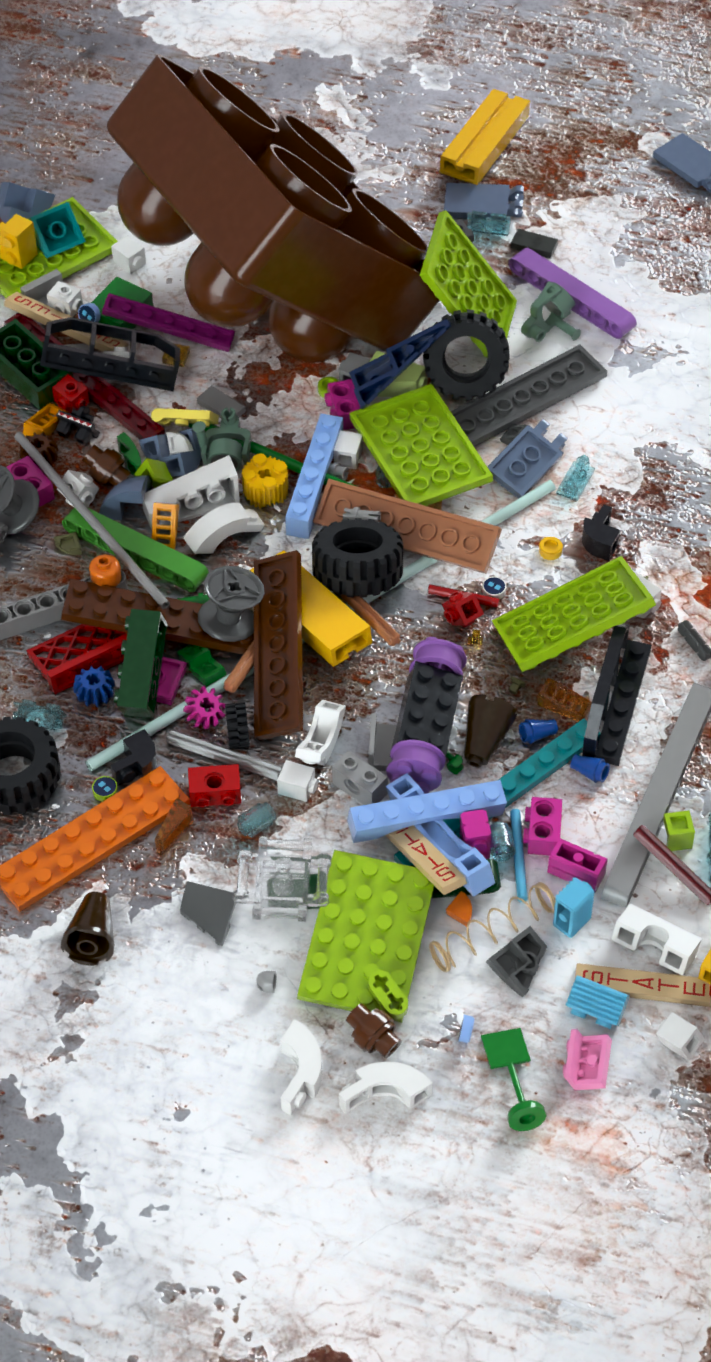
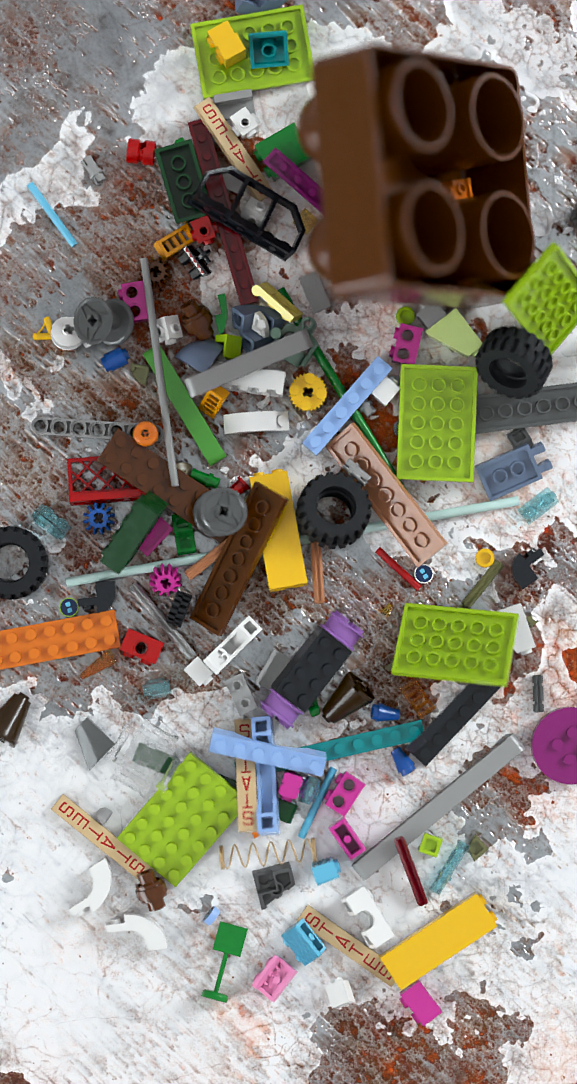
camera: 25 degrees right, 35 degrees up
(33, 539) = (115, 359): none -> blue brick
(89, 312) = (254, 153): tile -> none
(183, 461) = (248, 363): none -> light grey beam
(273, 1008) = (99, 835): none -> tan tile
(381, 372) = (443, 348): dark blue wedge -> none
(393, 991) = (176, 871): lime beam -> none
(462, 609) = (387, 587): red brick -> none
(565, 564) = (482, 584): none -> olive axle

